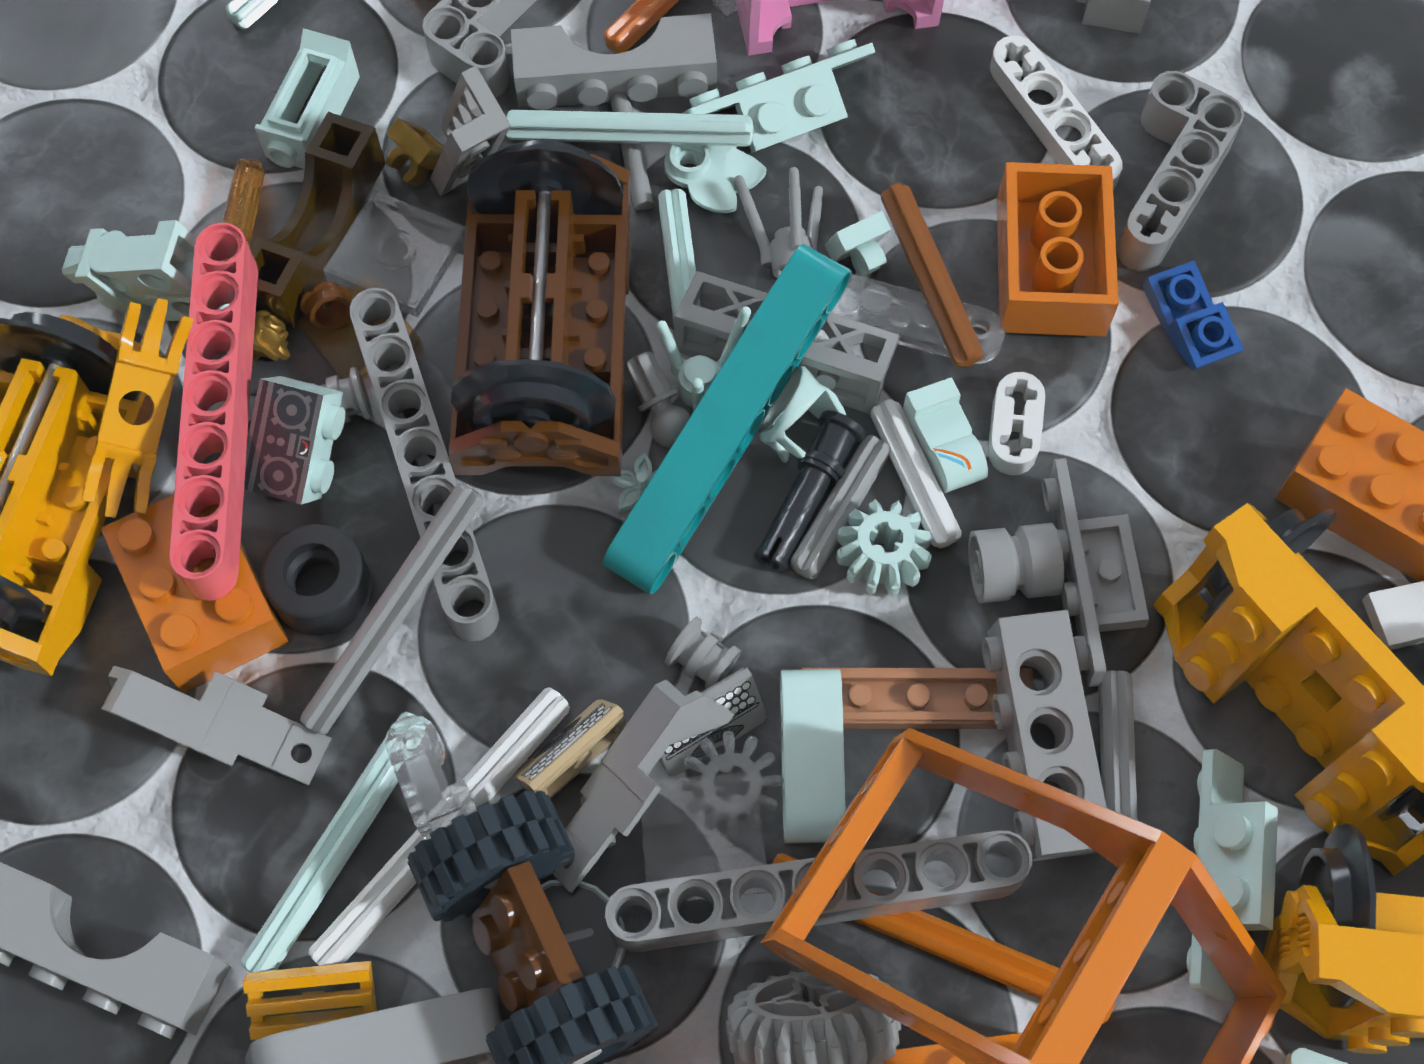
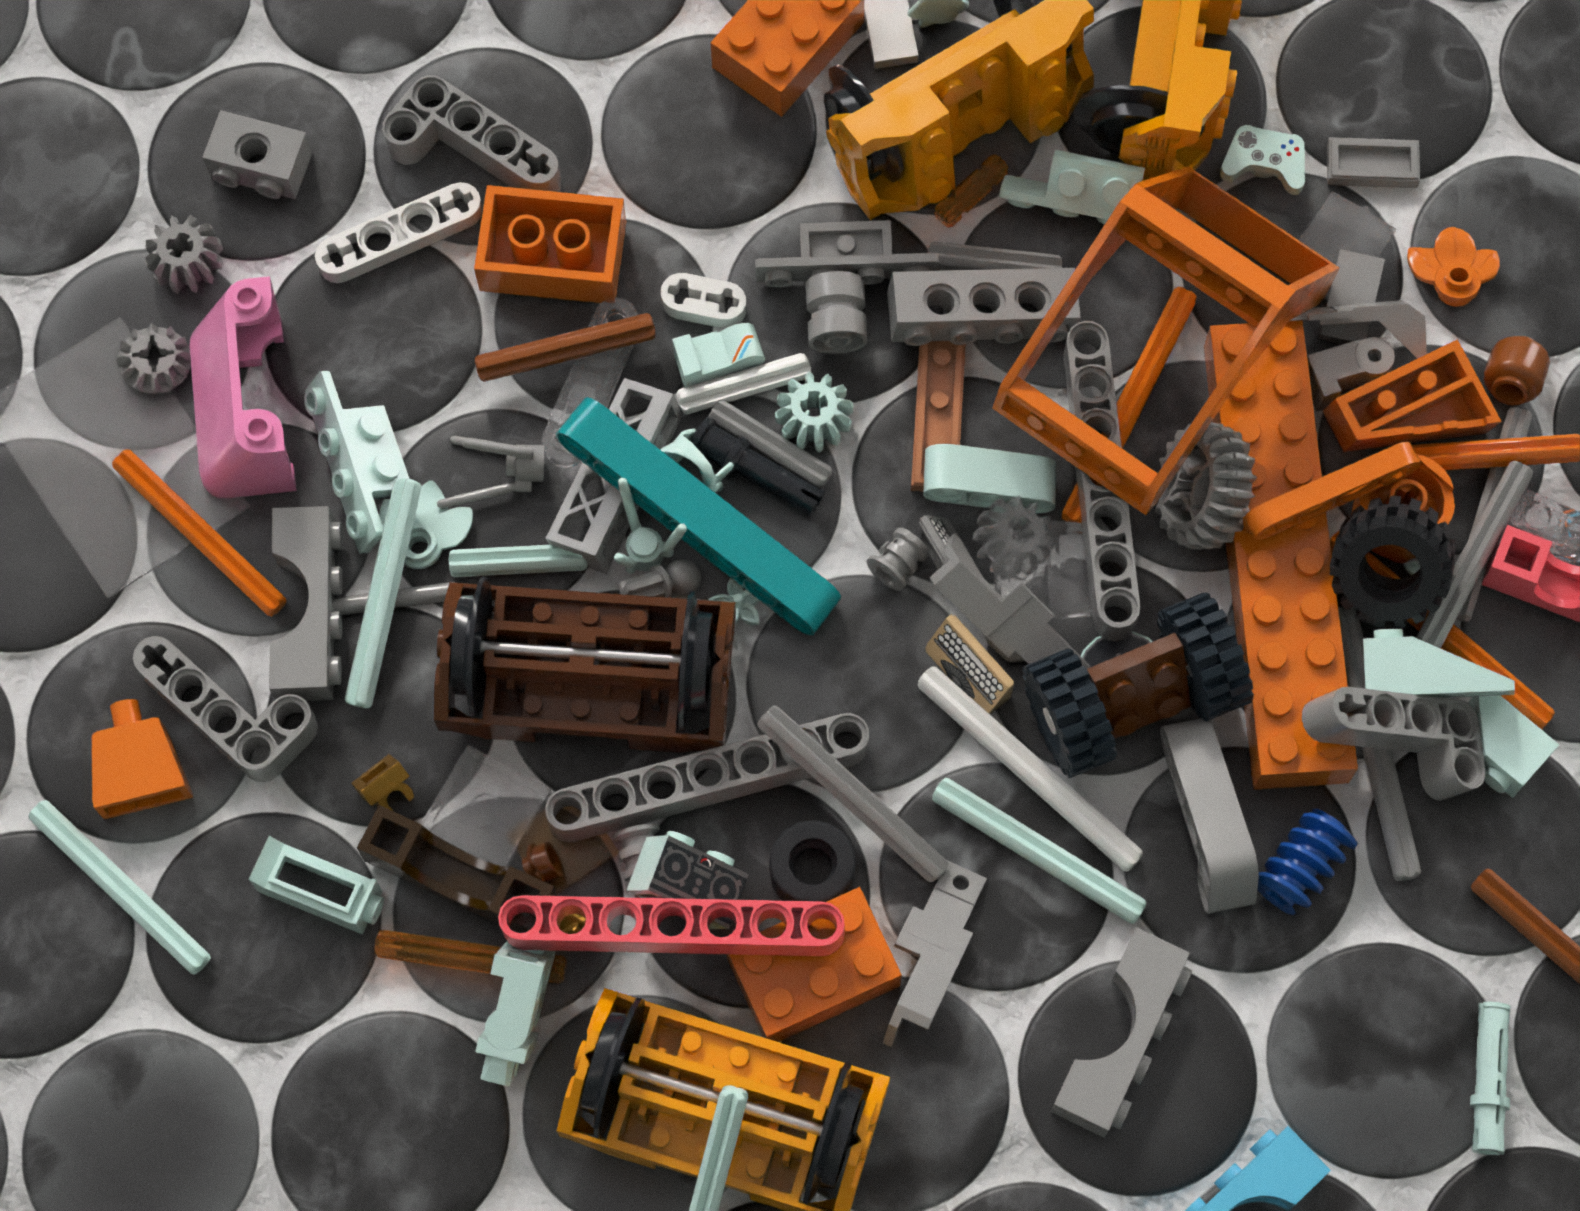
camera: 85 degrees left, 5 degrees up
(136, 443) = (703, 1002): light orange piece -> none
(258, 1006) = (1171, 865): light orange tile -> none
(417, 762) = (1000, 769): clear leg -> none
(472, 129) = (419, 709): light grey fence -> none
(861, 244) = (521, 405): light aqua tile -> none
(1189, 317) = (620, 151): blue slope -> none
(1212, 722) = (971, 190): none -> clear orange axle

